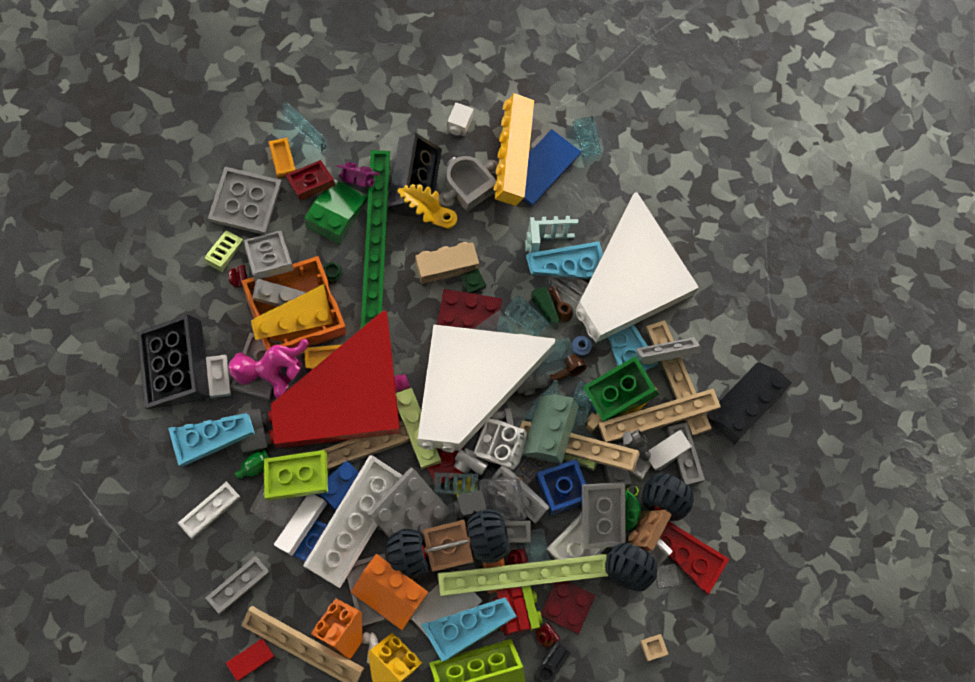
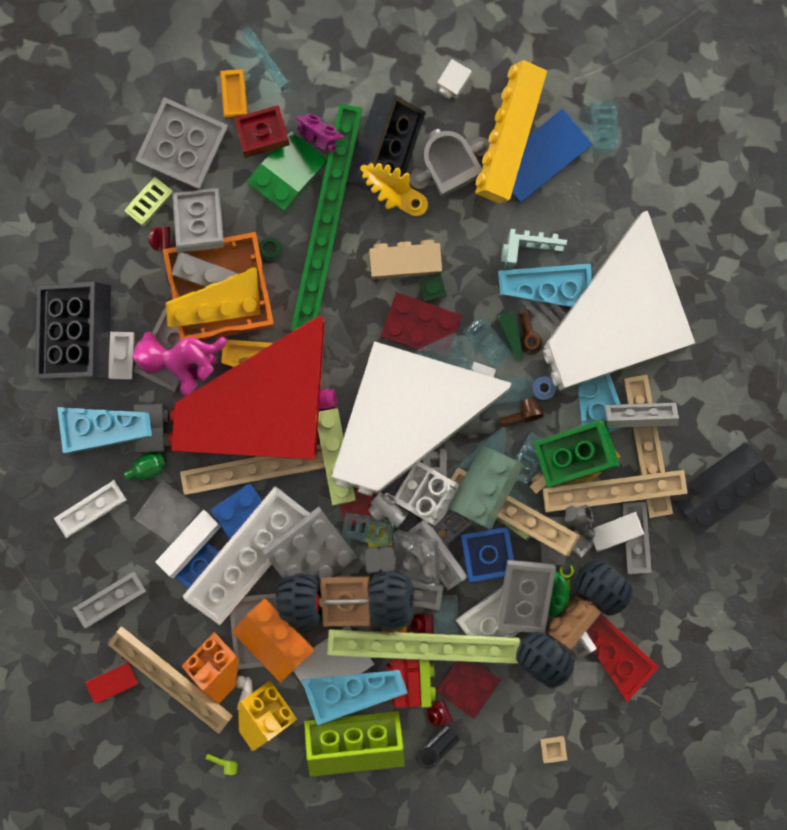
camera: 15 degrees right, 15 degrees up
(295, 475) = (190, 491): lime plate -> none

